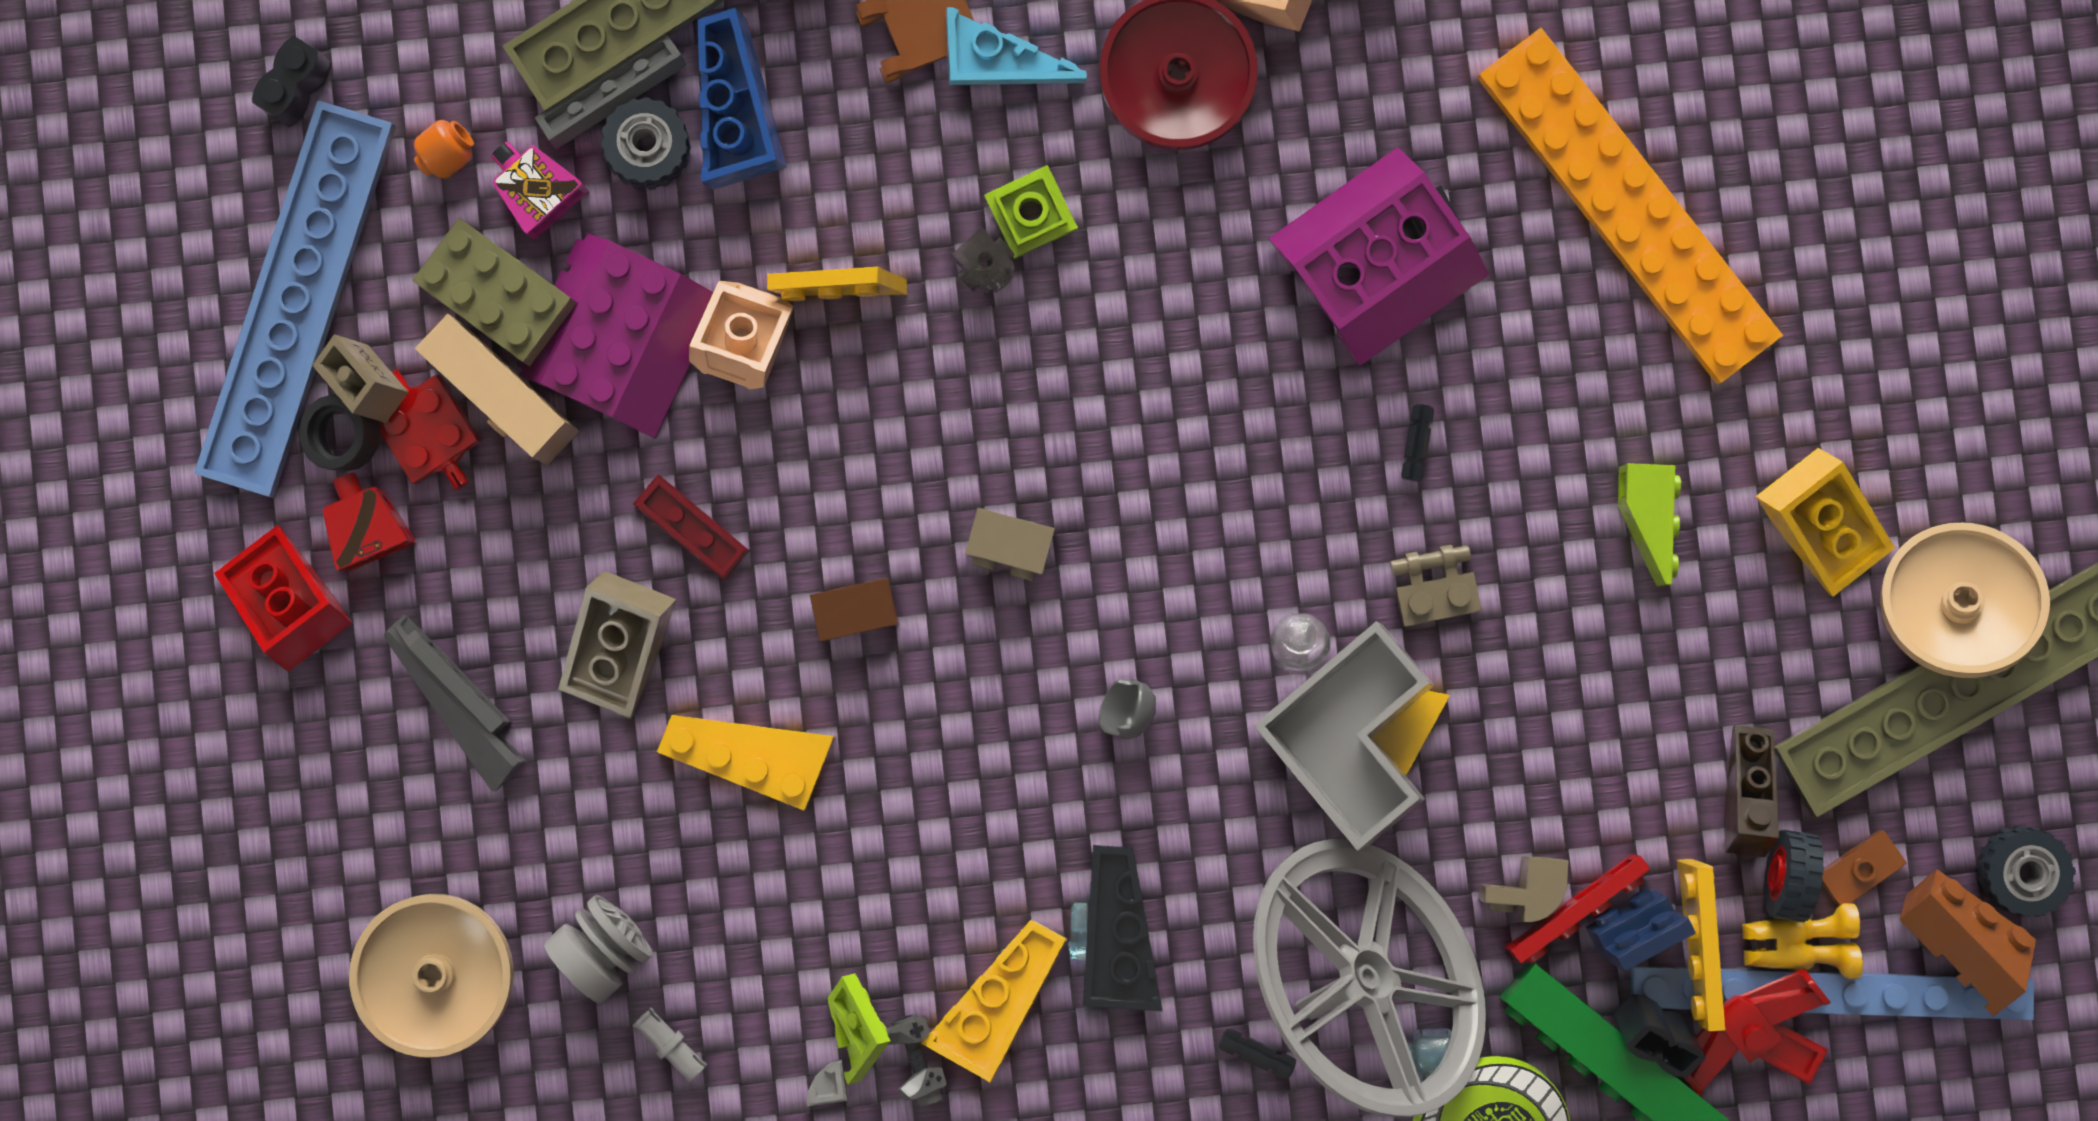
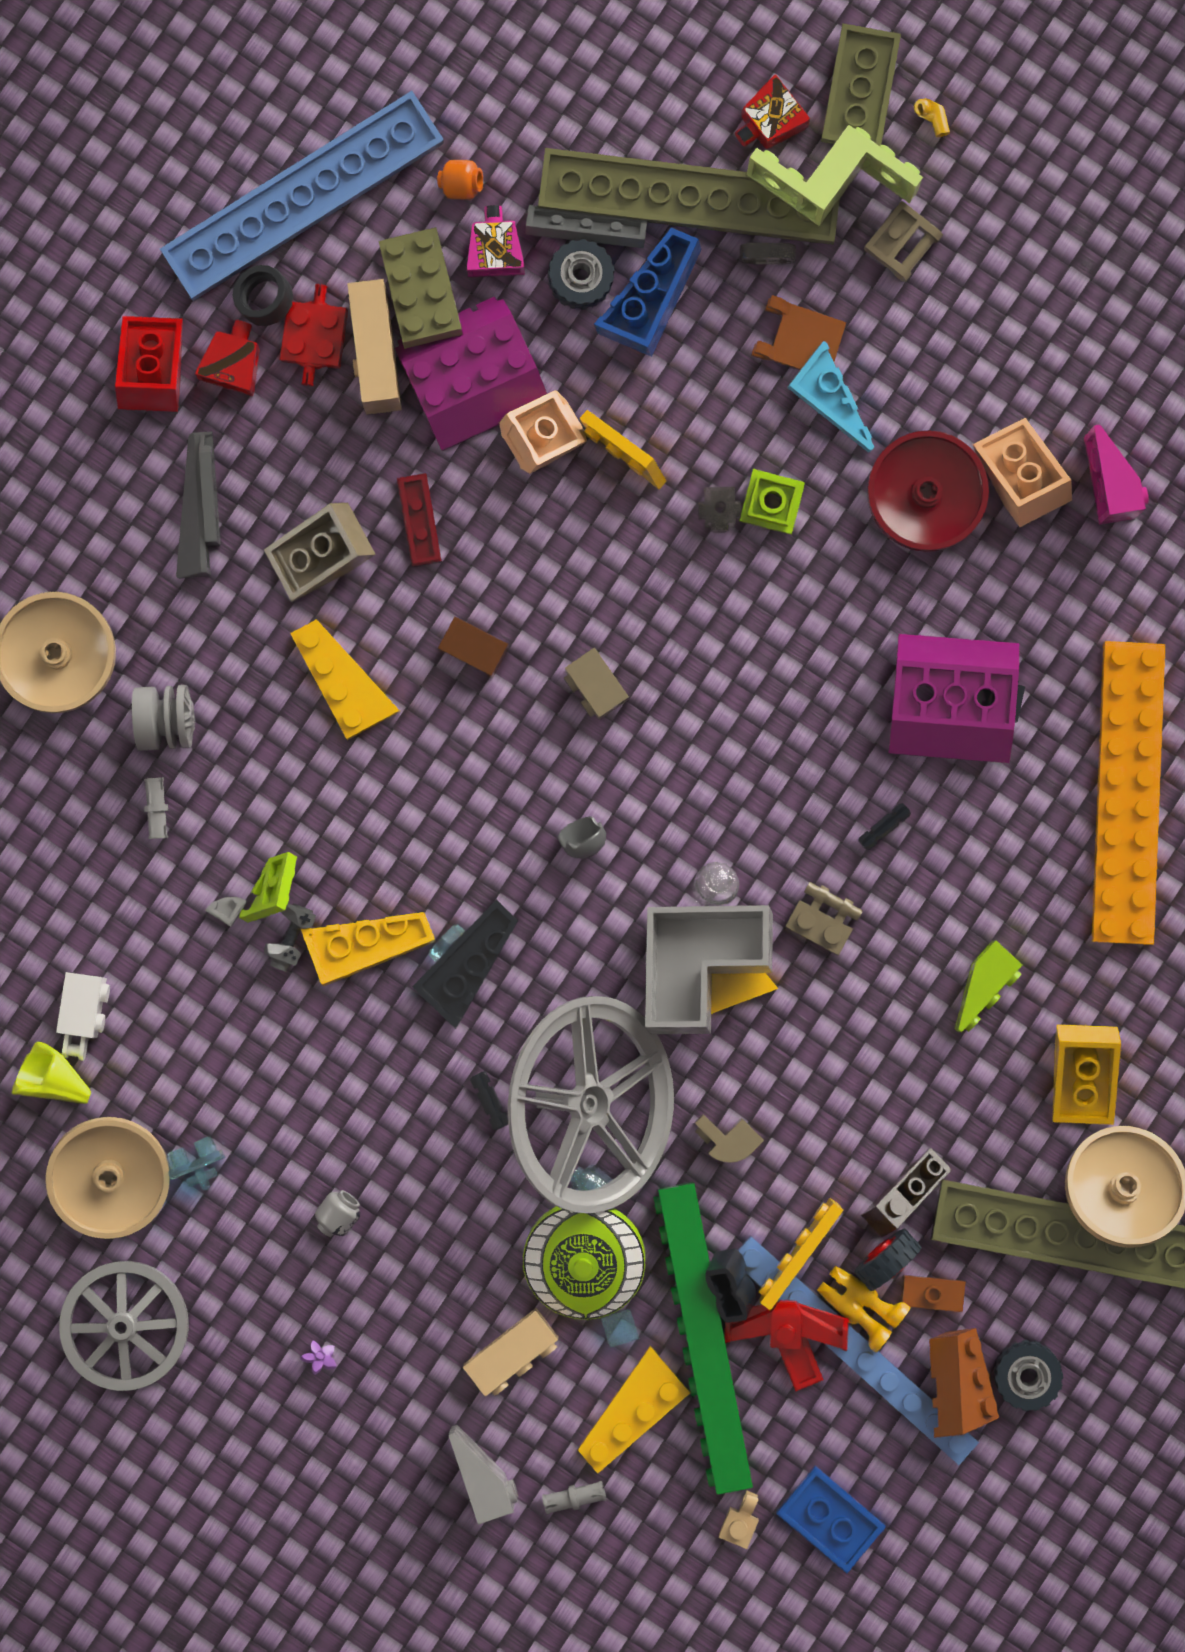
camera: 40 degrees right, 0 degrees up
(294, 77) = (412, 65): black brick -> none
(360, 378) = (301, 273): dark tan brick -> none
(1565, 919) = (759, 1176): red plate -> none
(1638, 929) = (771, 1213): dark blue plate -> none

